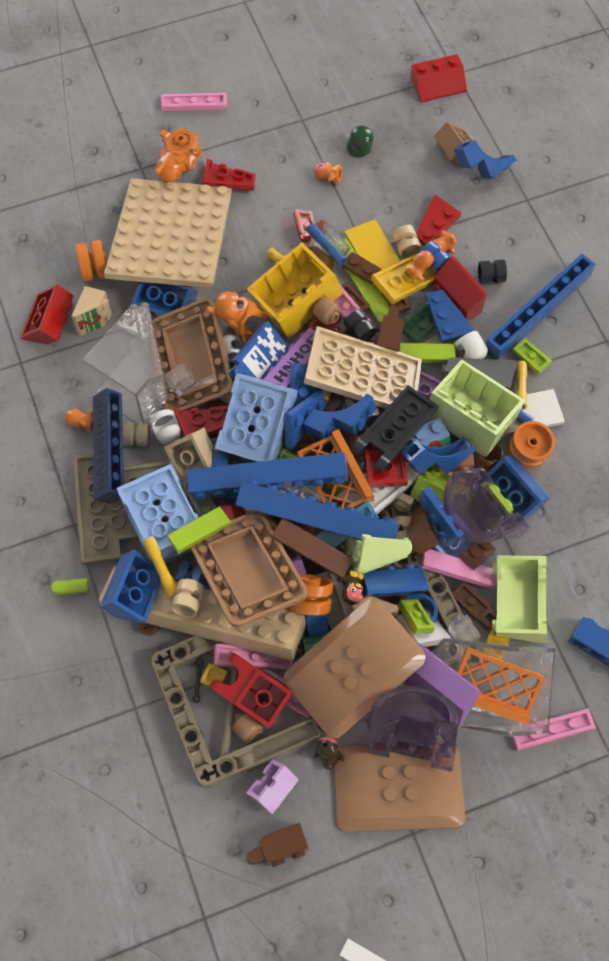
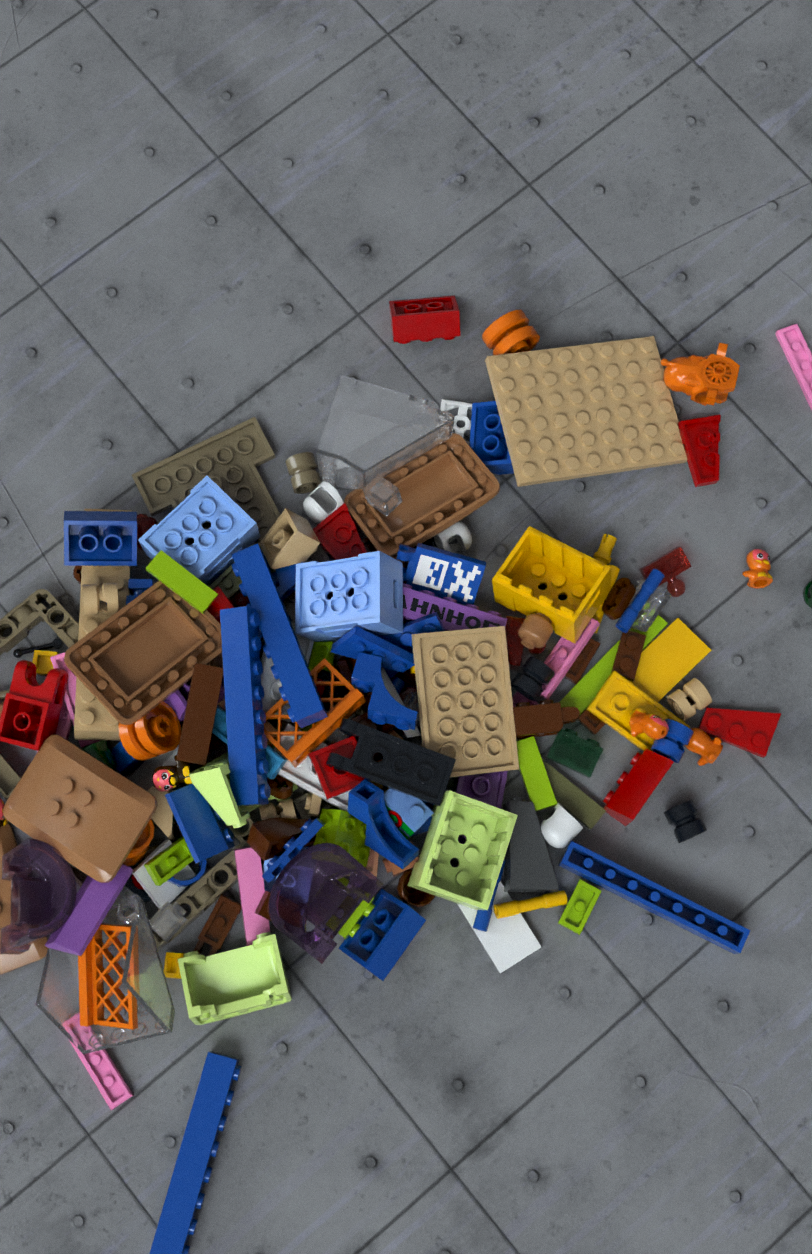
camera: 70 degrees right, 10 degrees up
(70, 587) = (102, 476): lime bar -> none
(79, 419) = (303, 408): orange animal -> none
(91, 311) = (442, 362): tan slope -> none
(108, 445) = (266, 449): dark blue brick -> none
(165, 577) = (140, 543): yellow piece -> none
(226, 309) = (485, 534): orange helmet -> none
(446, 317) = (592, 783): blue wing -> none
(531, 444) = (458, 947): orange wheel -> none

